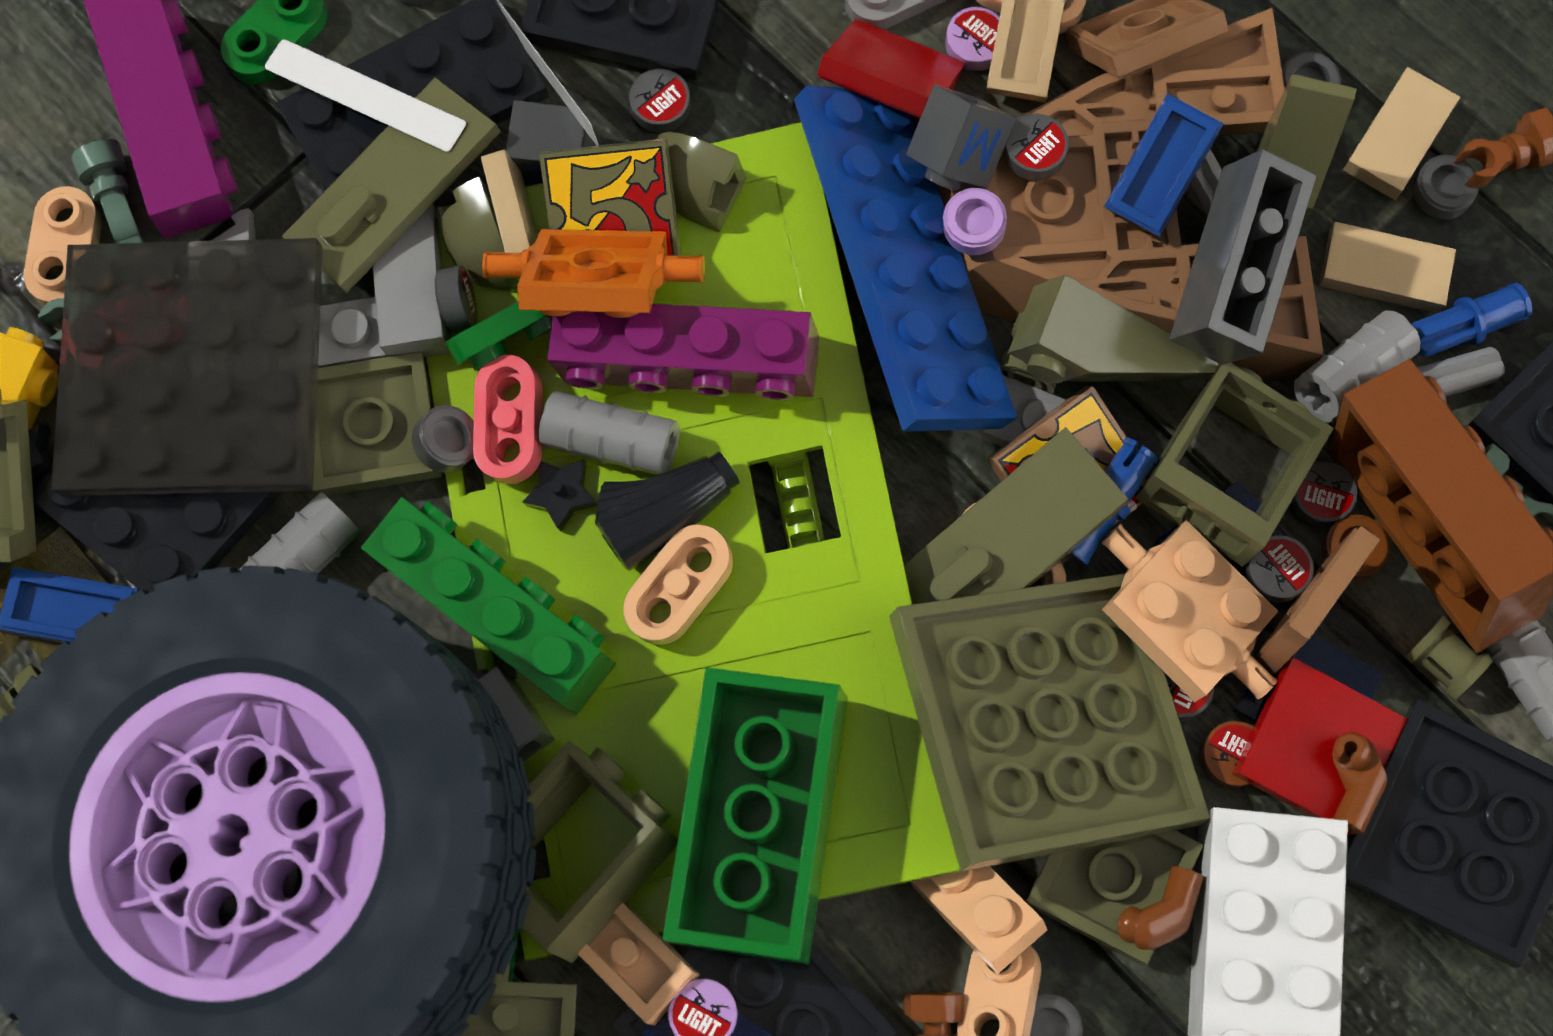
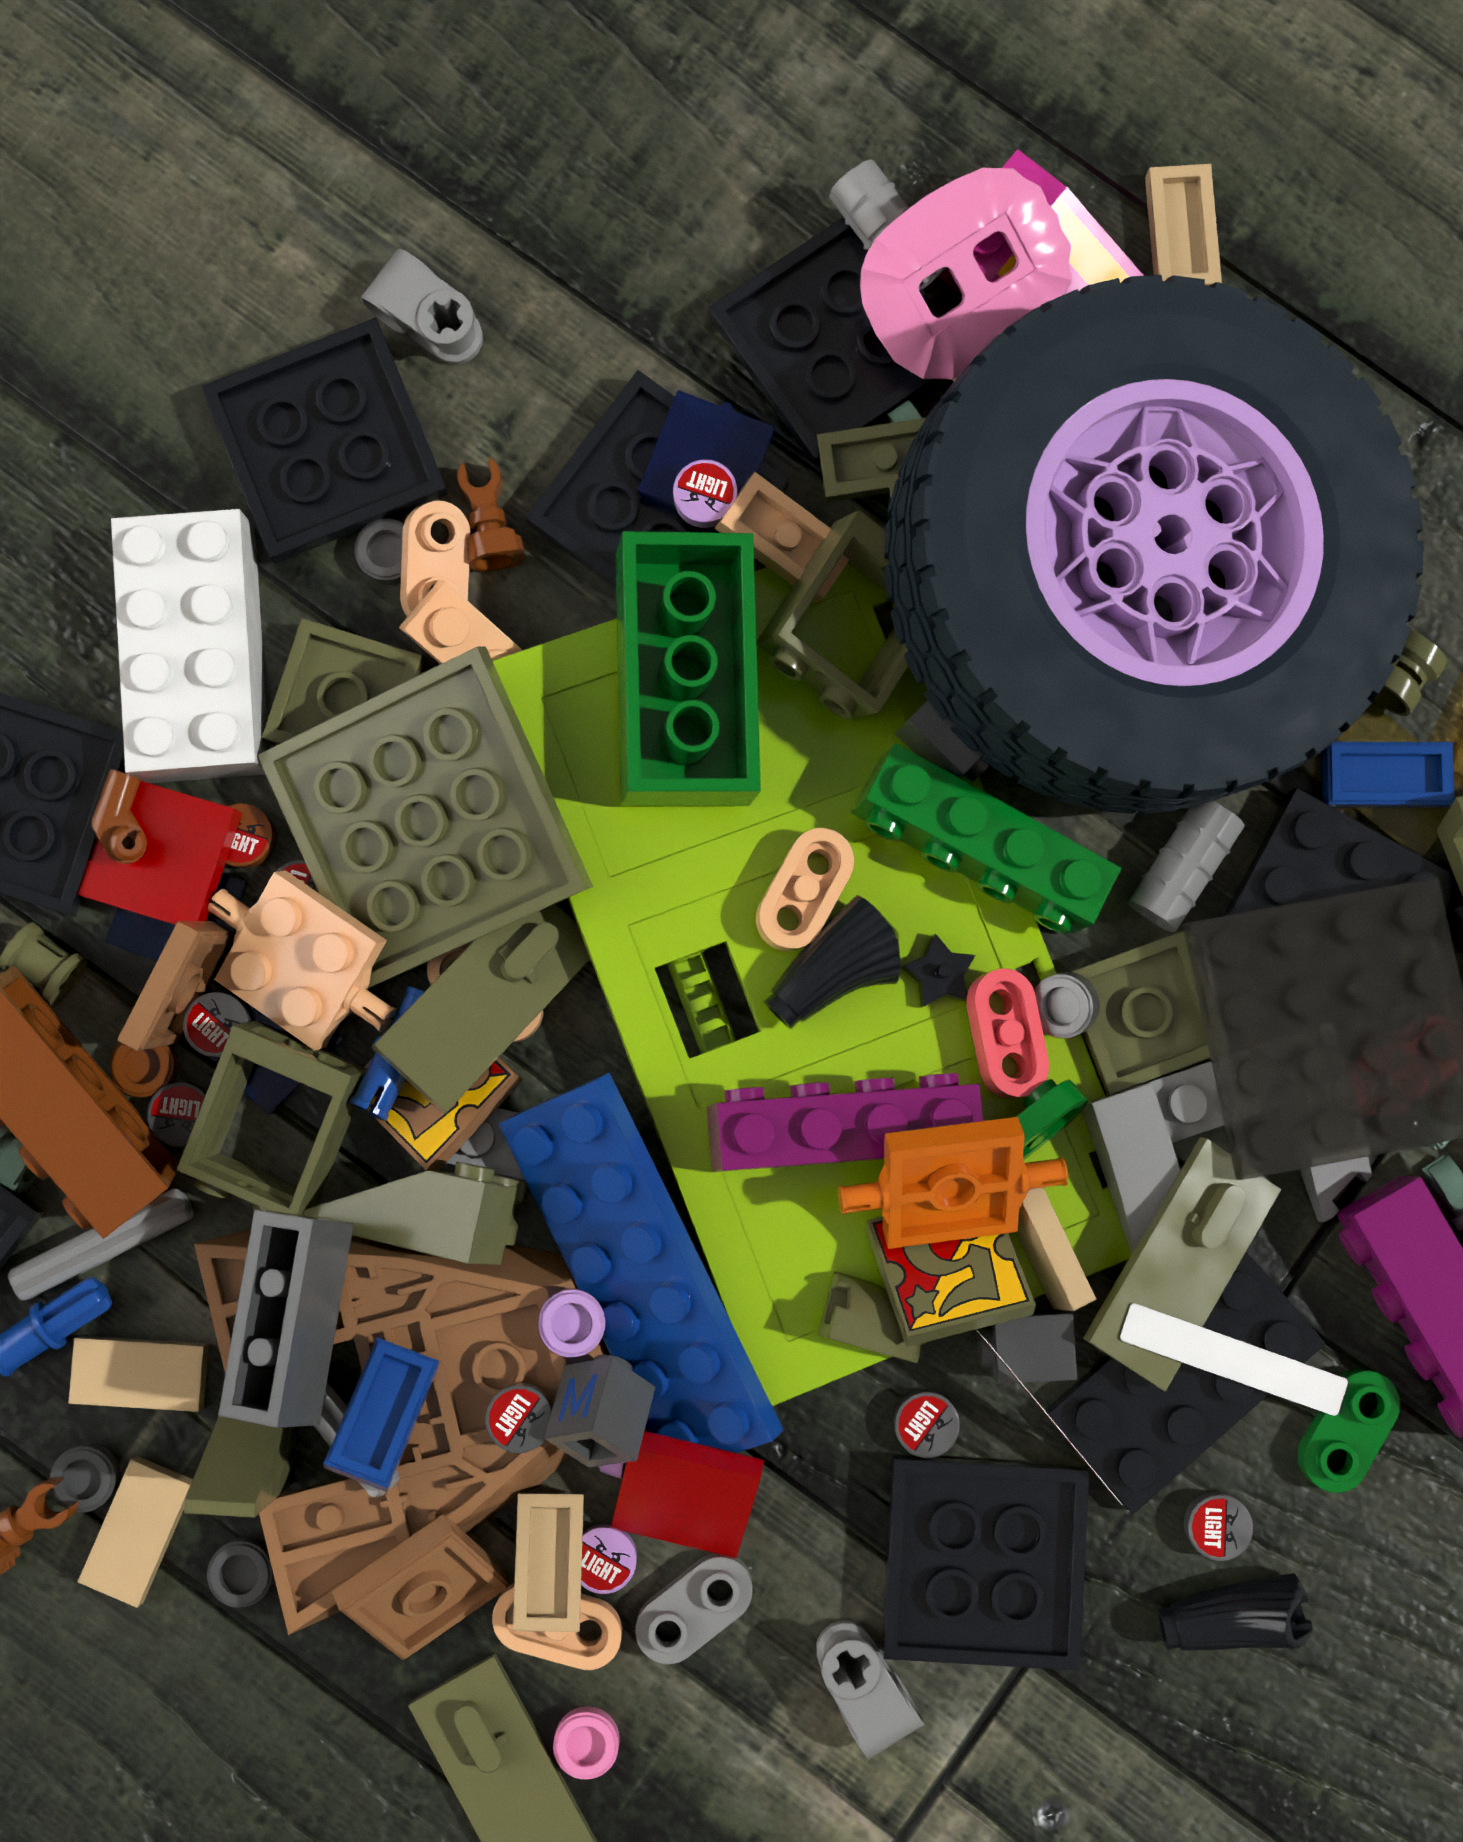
camera: 165 degrees right, 10 degrees up
(456, 298) = (1088, 1152): dark grey tile -> none
(470, 230) = (1088, 1226): olive brick -> none
(609, 433) = (903, 1031): light grey axle -> none
(1165, 919) = (288, 654): dark orange arm -> none
(1364, 355) = (158, 1244): light grey axle -> none

